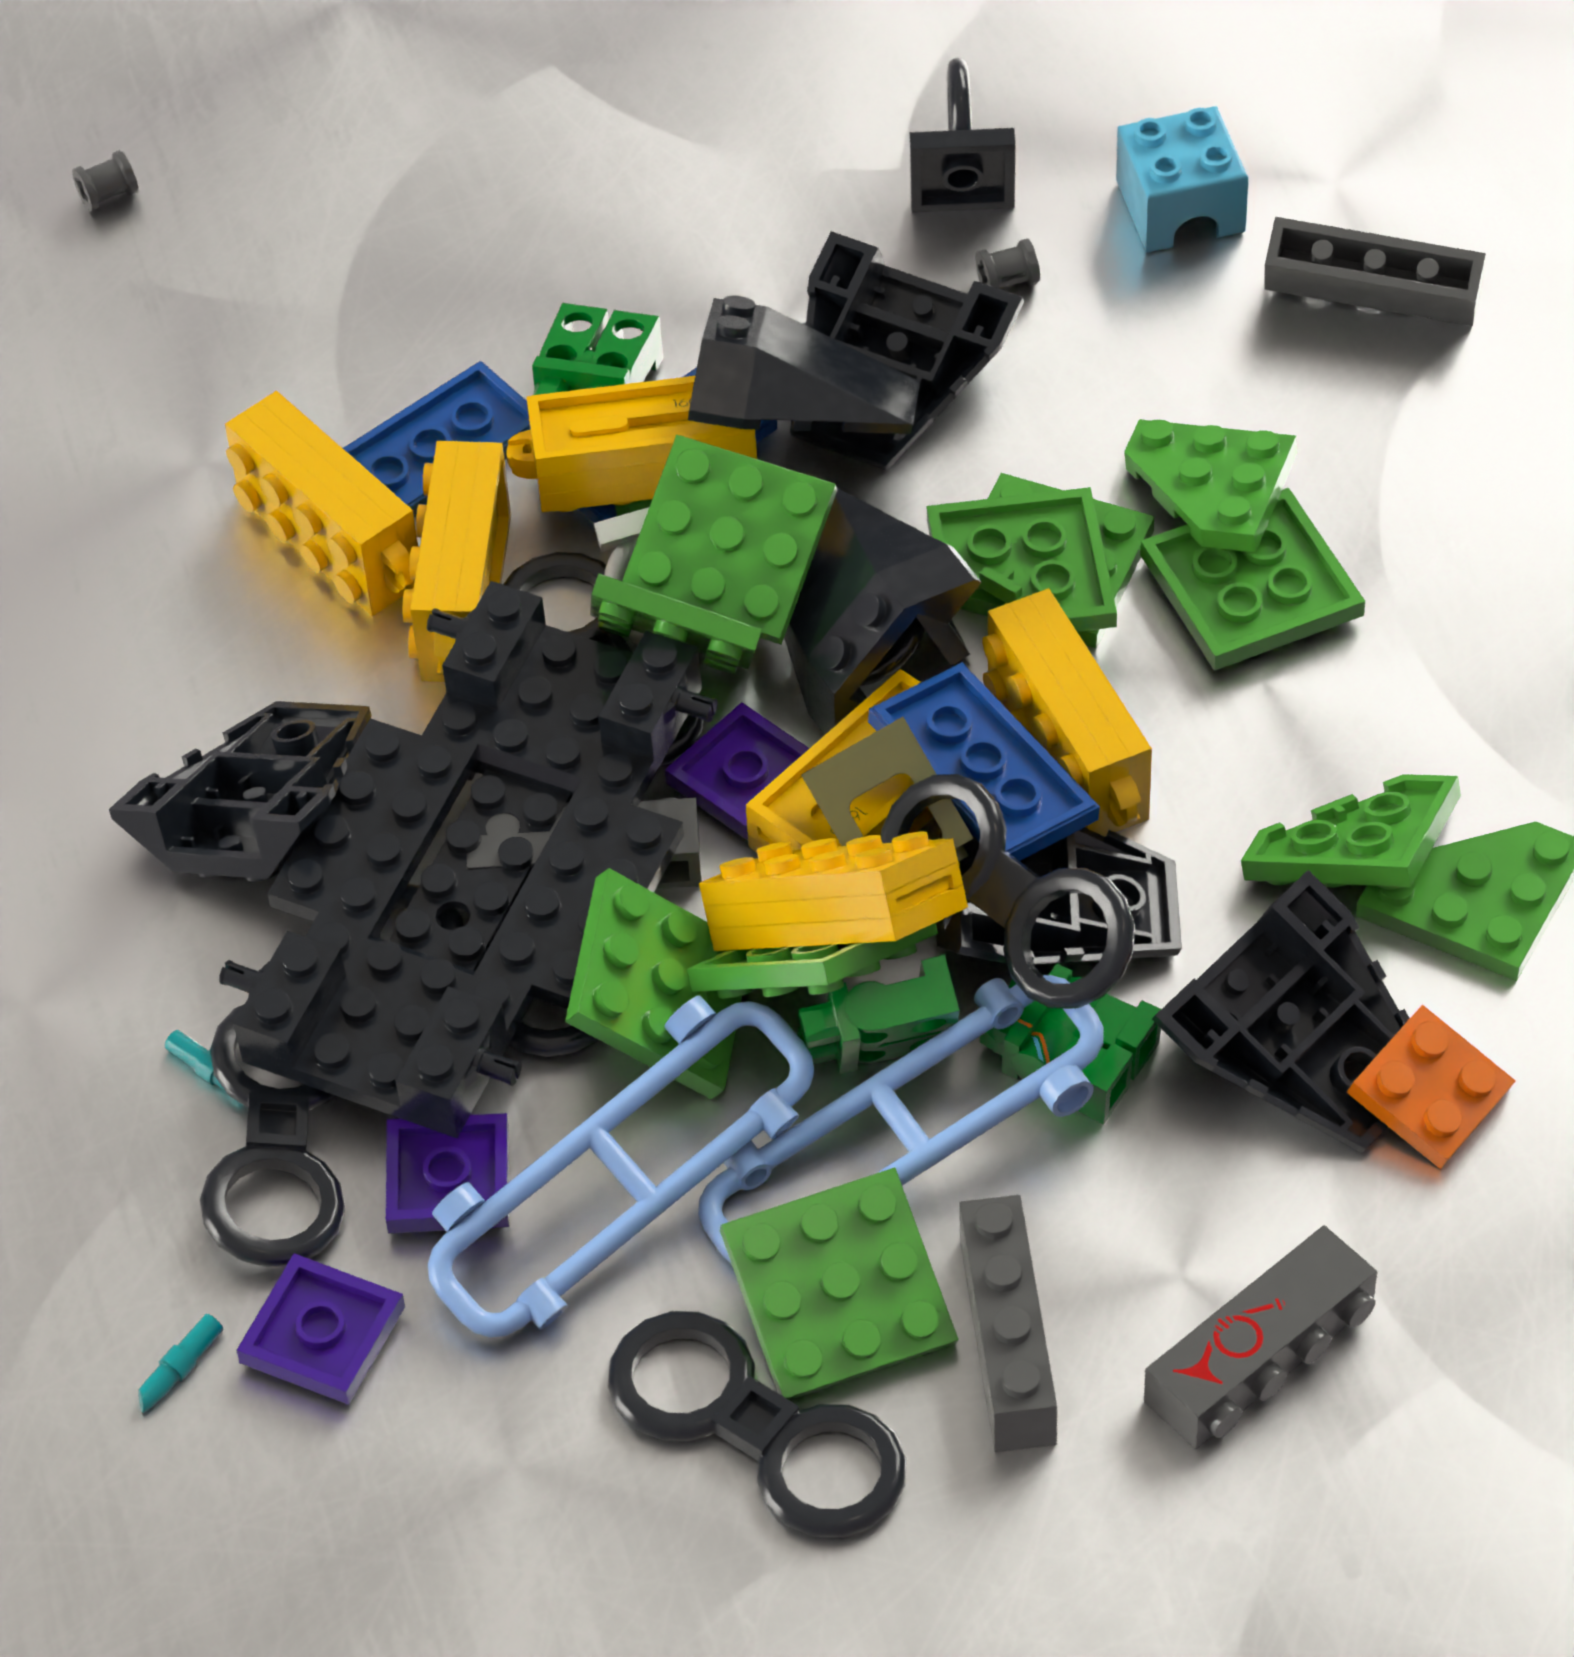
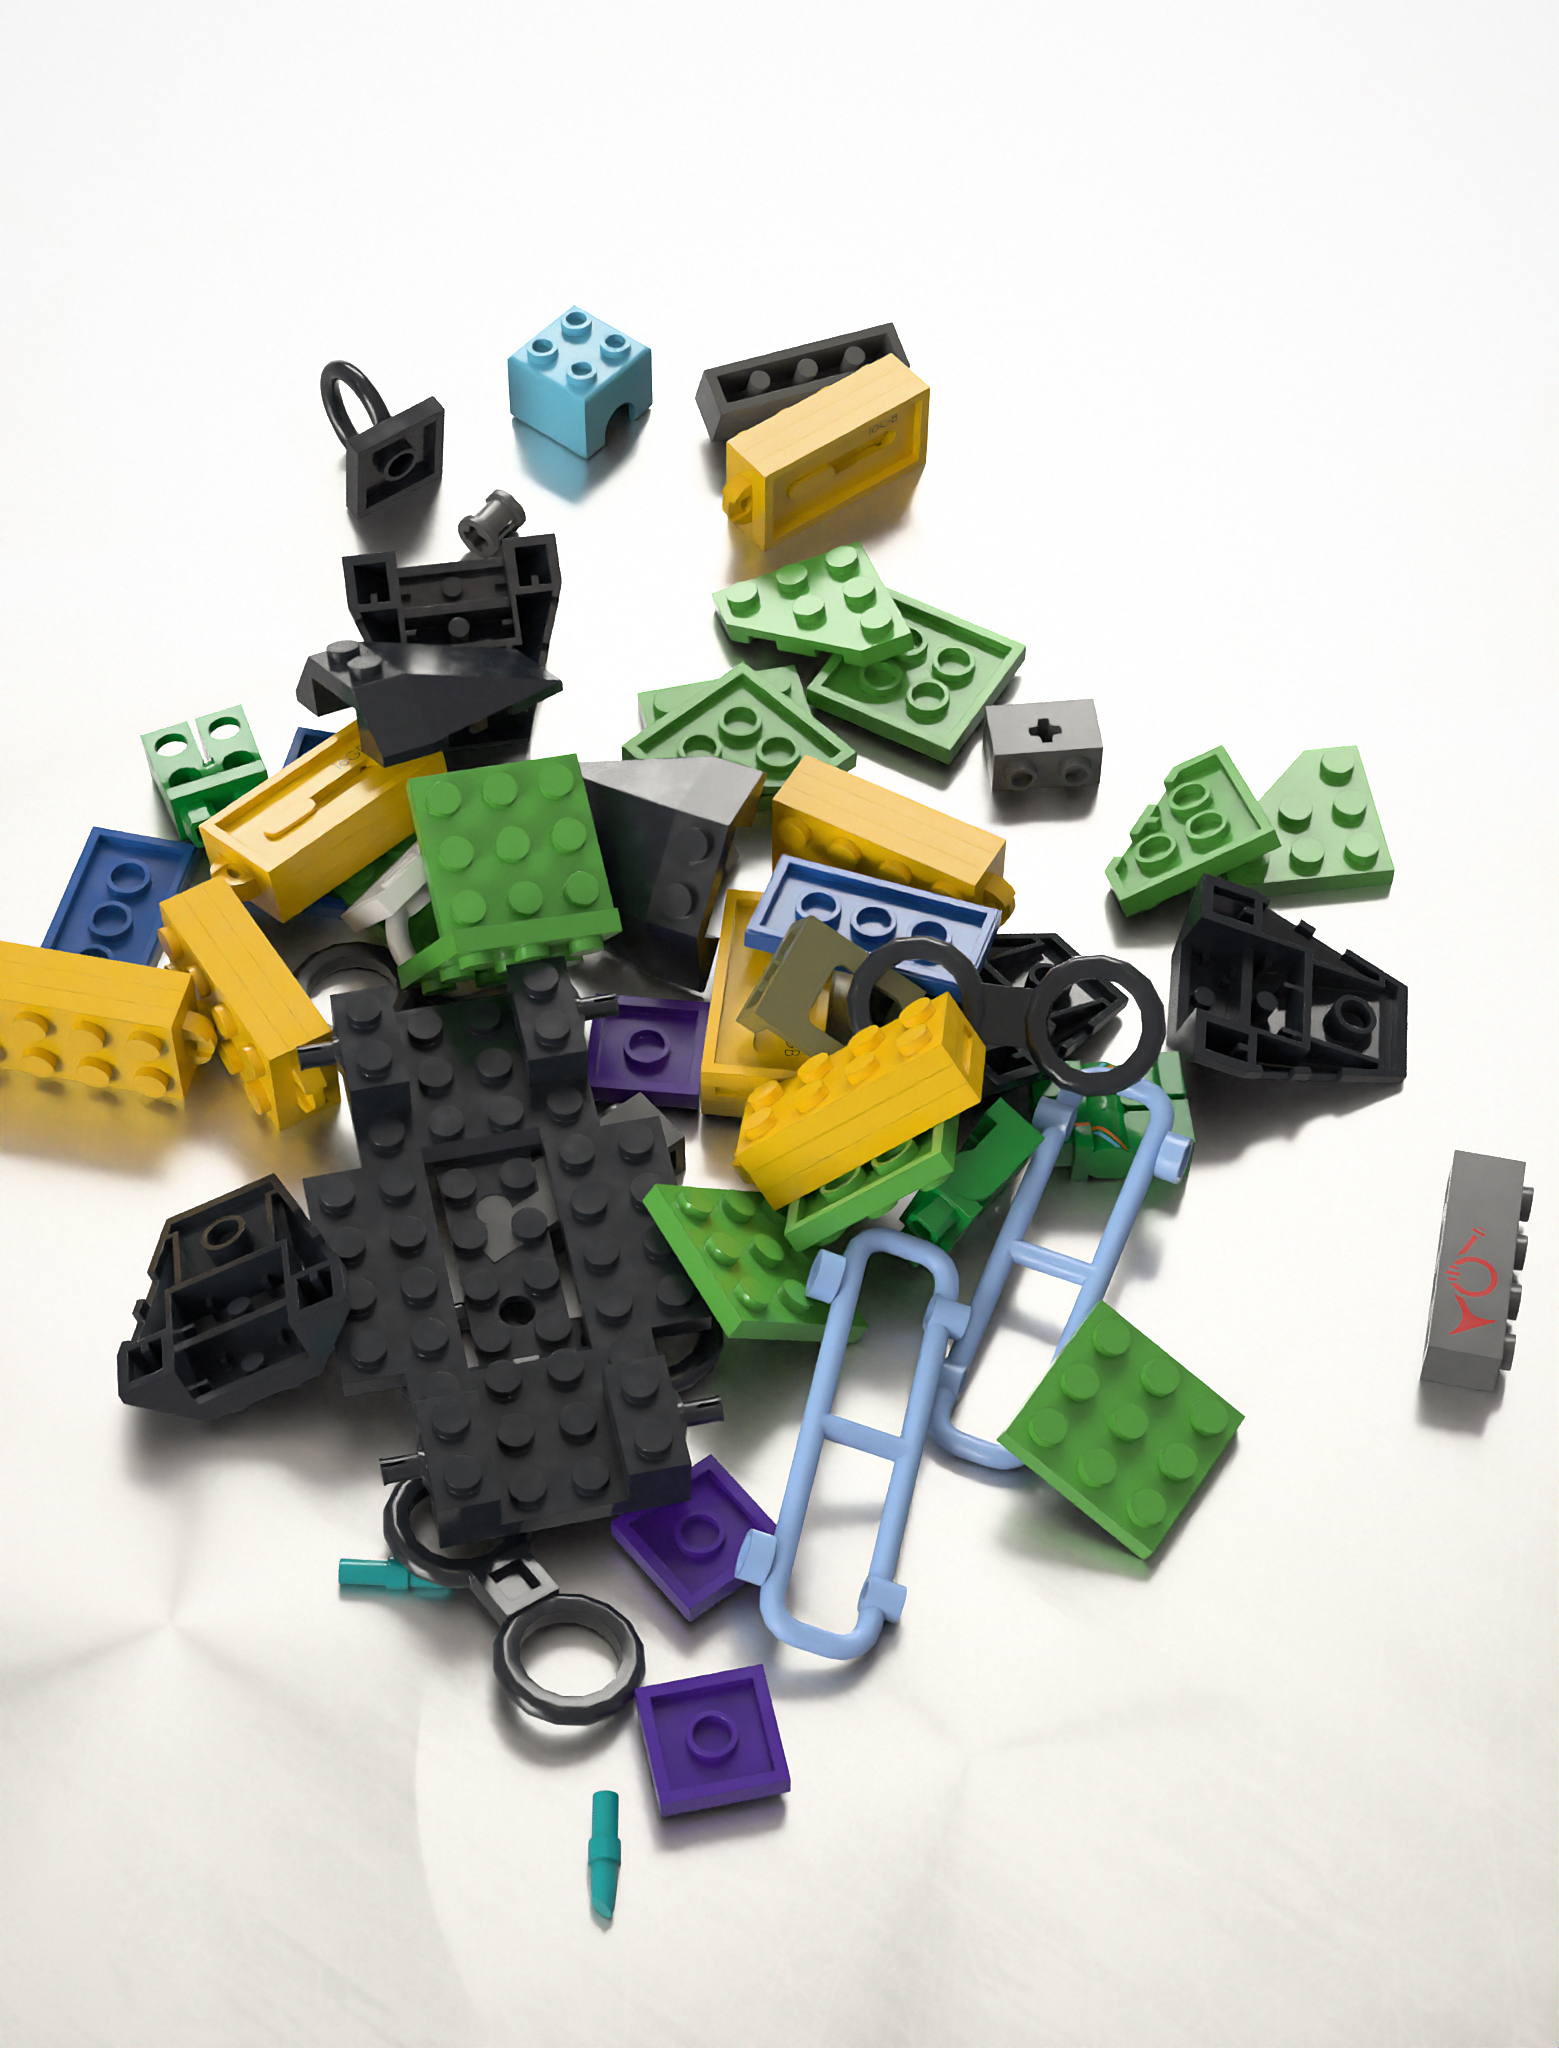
camera: 40 degrees left, 0 degrees up
(757, 1423) = (1143, 1587): black bar -> none
(1008, 1324) = (1278, 1377): dark grey brick -> none
(1302, 694) = (1042, 744): none -> brick
(1331, 343) = (826, 452): none -> yellow piece
(1431, 1086) = (1417, 998): orange plate -> none

